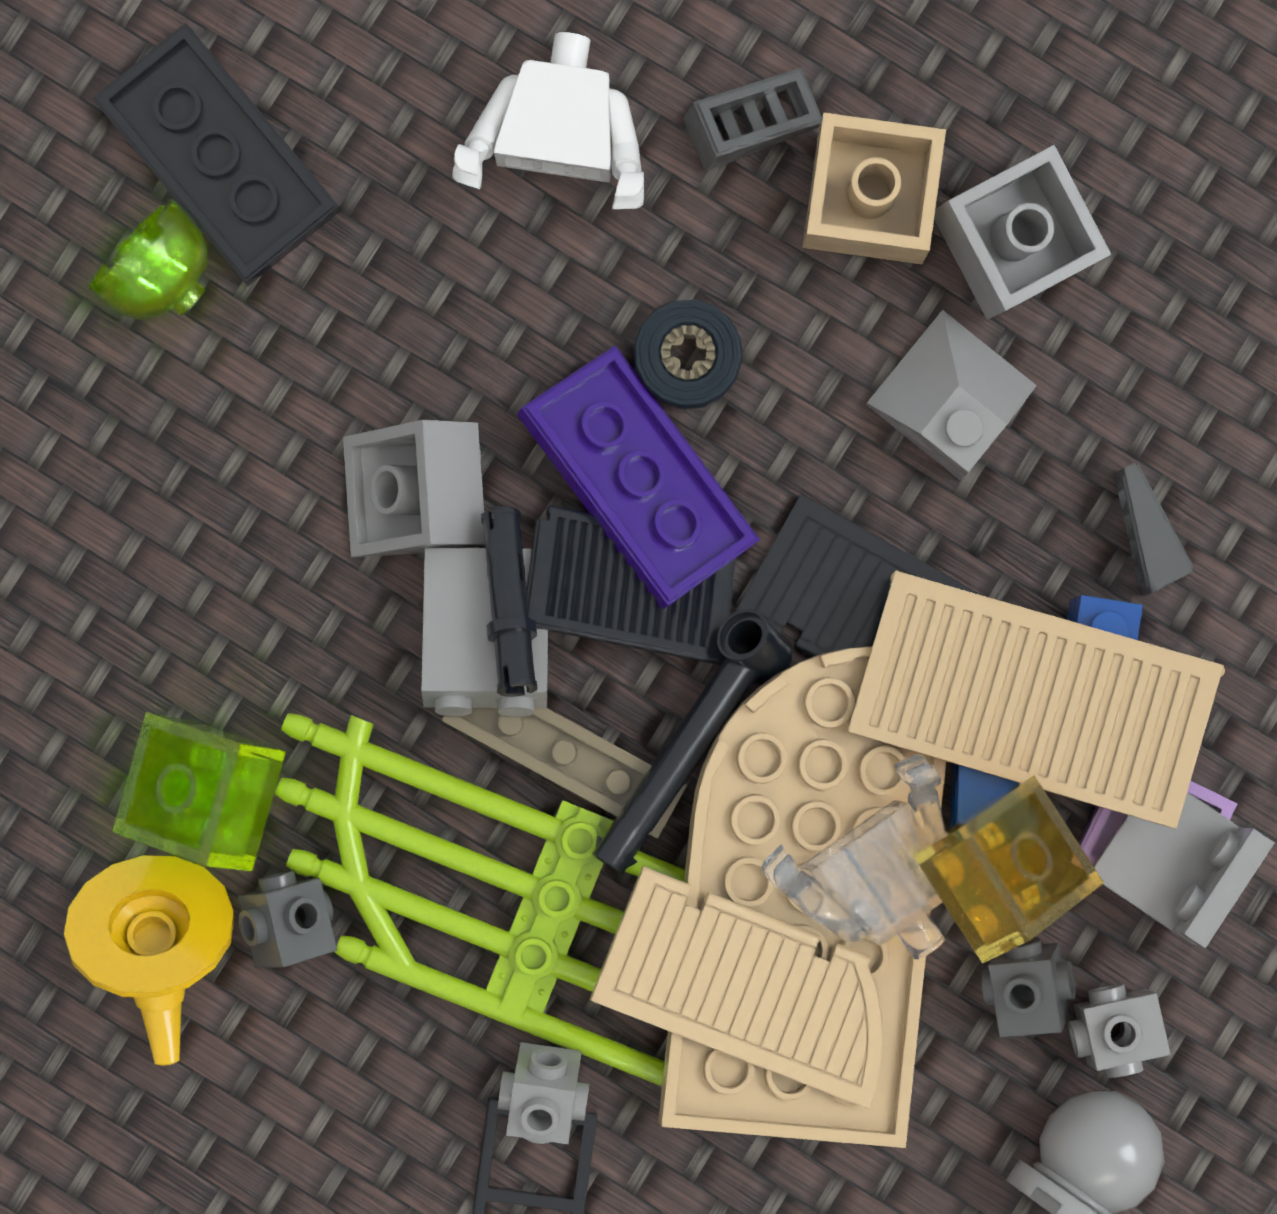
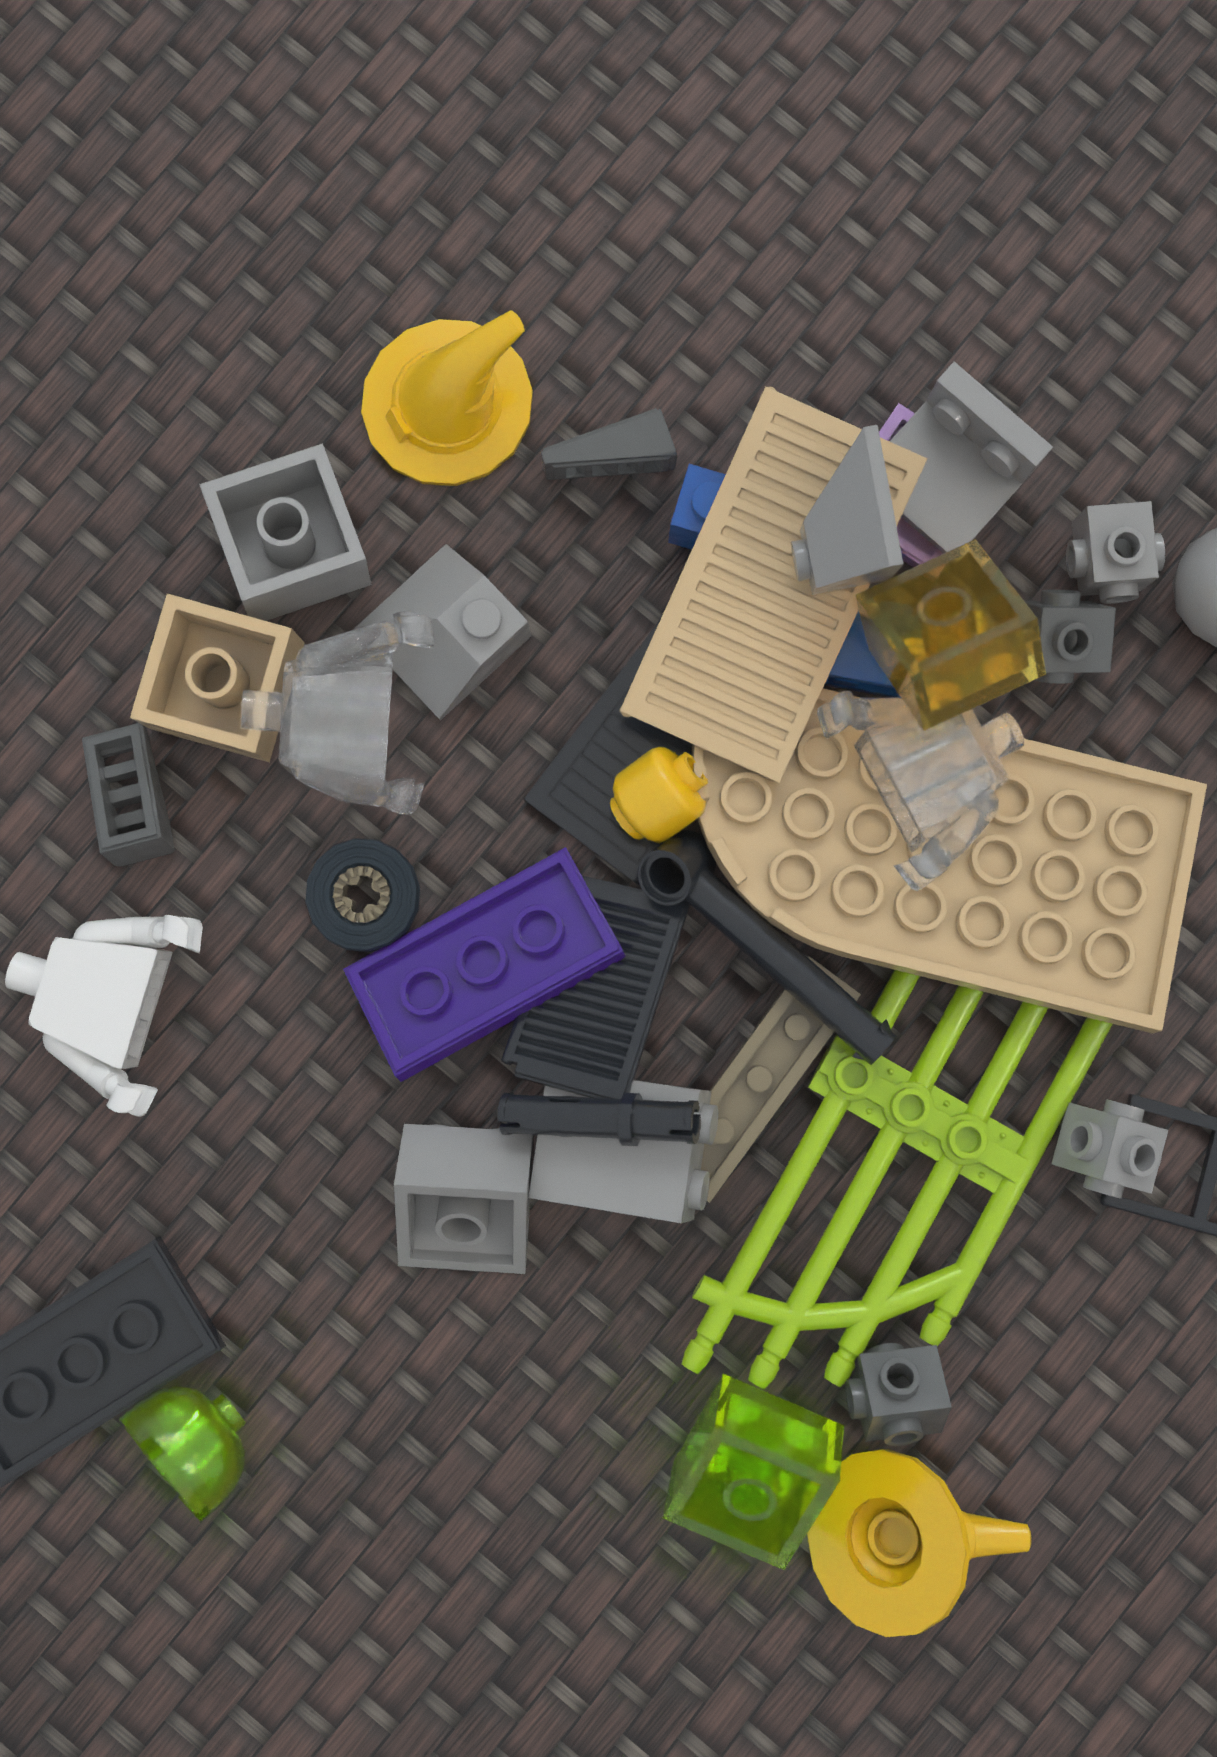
camera: 75 degrees left, 0 degrees up
(745, 987) = (1029, 925): tan piece -> none
(820, 618) = (658, 795): none -> yellow head
(855, 306) = (339, 711): none -> clear torso
(1096, 756) = (852, 525): none -> light grey slope
(1177, 368) = (449, 400): none -> yellow piece

